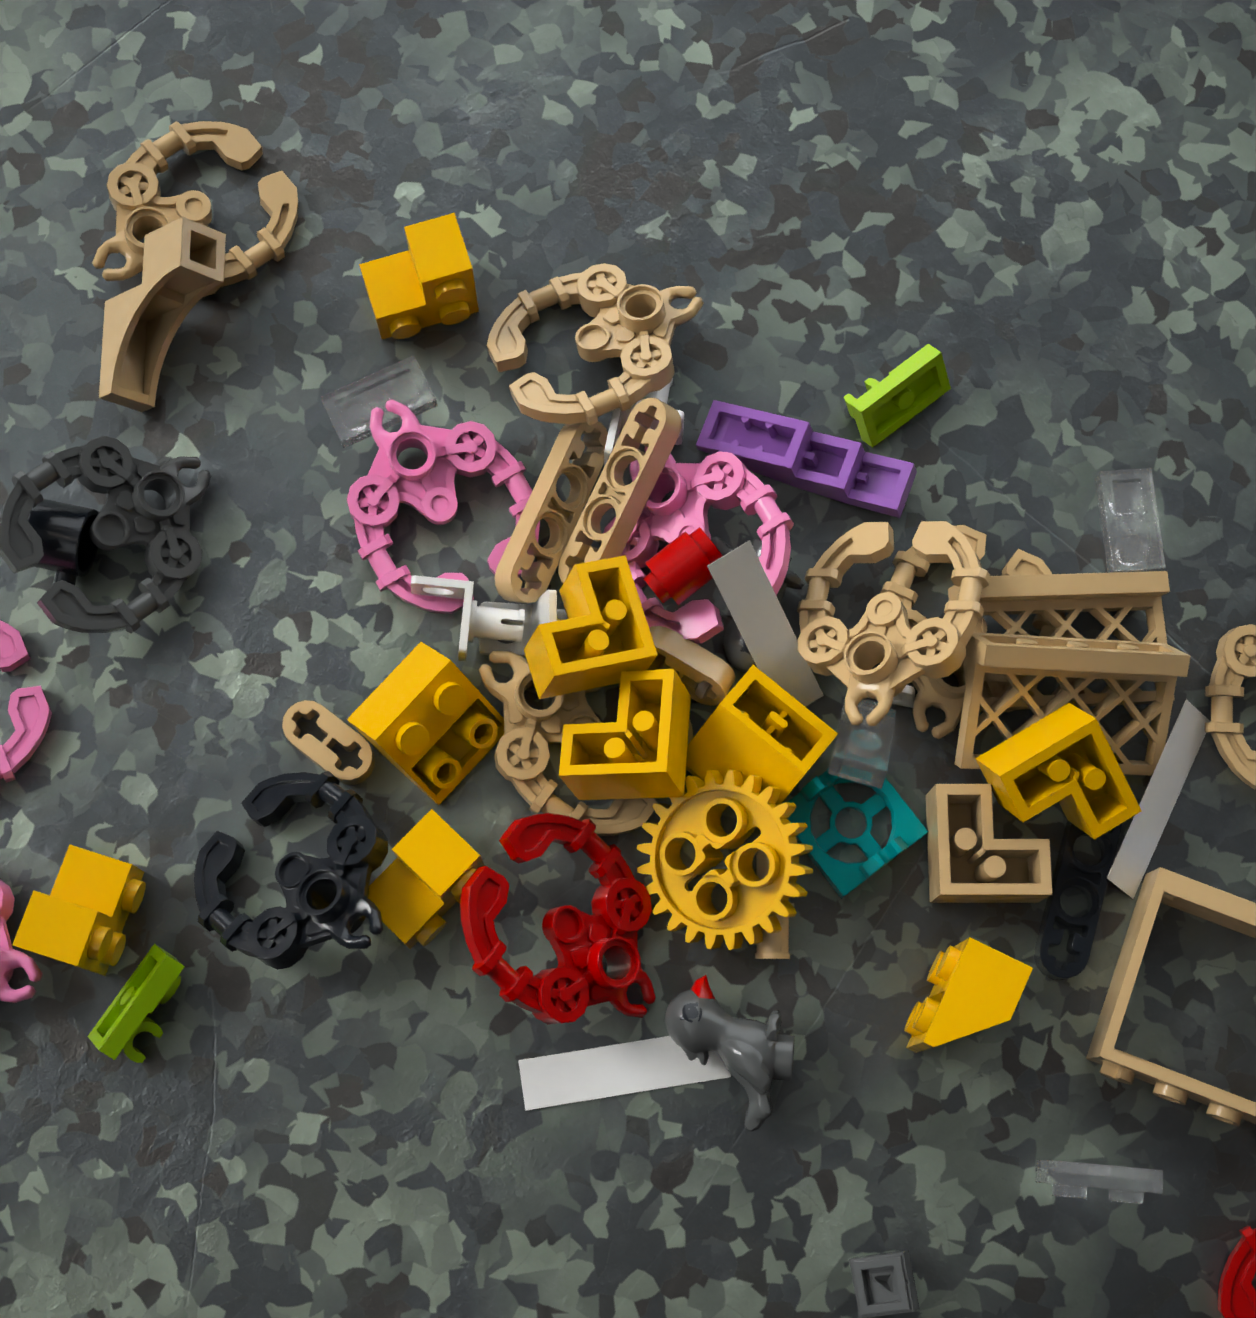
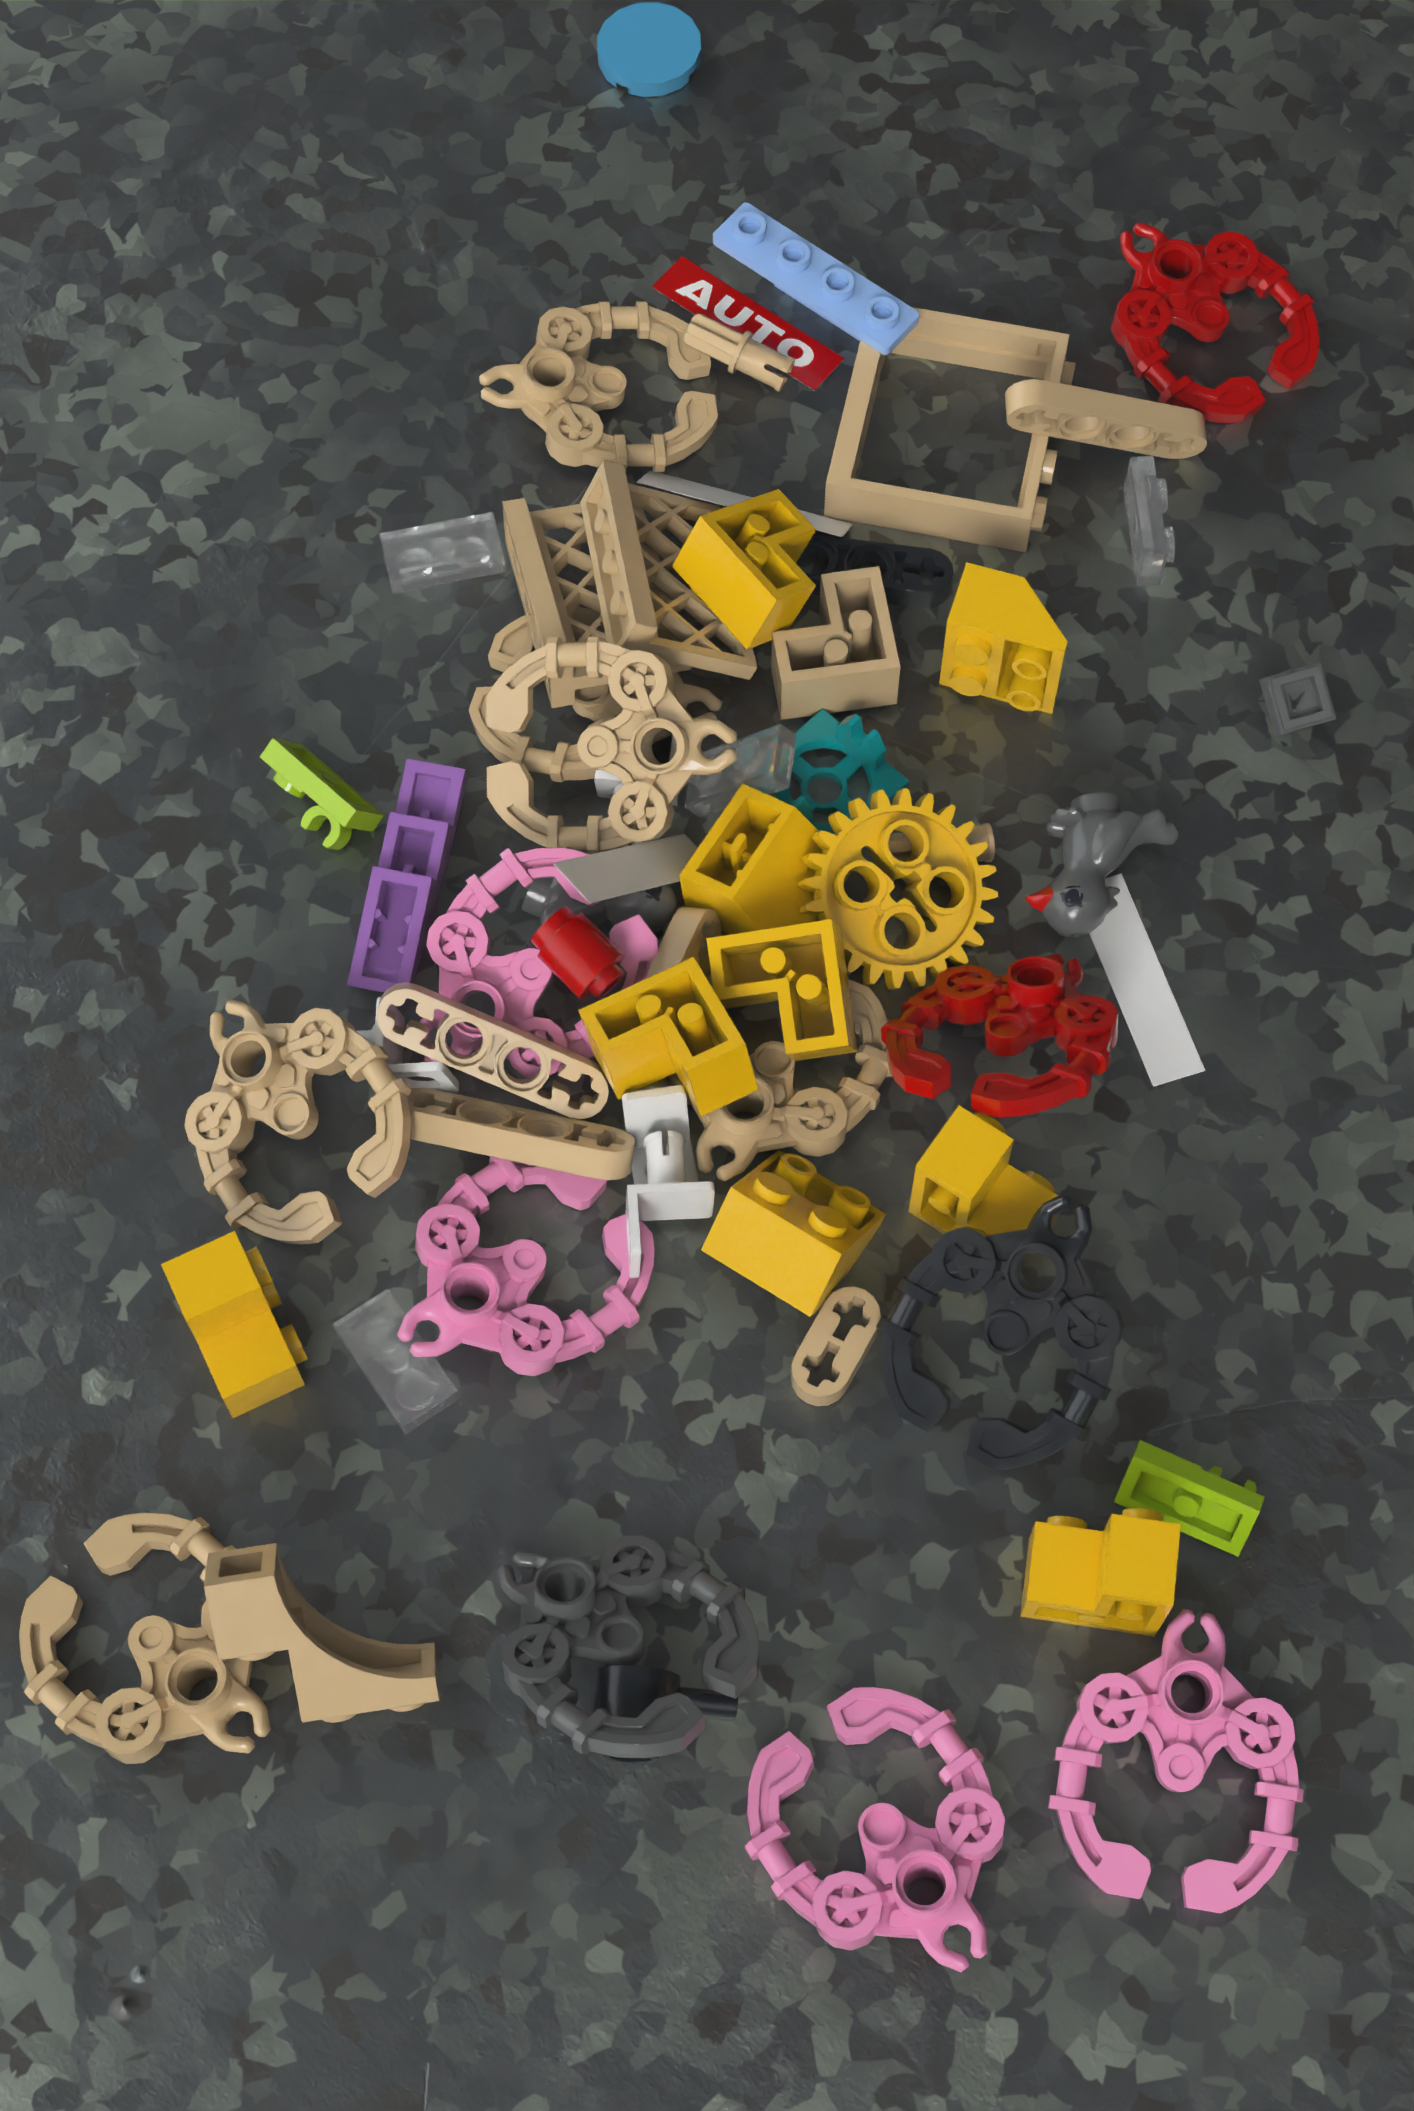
camera: 95 degrees left, 10 degrees down
(1208, 1153) = (1105, 419): none -> tan beam

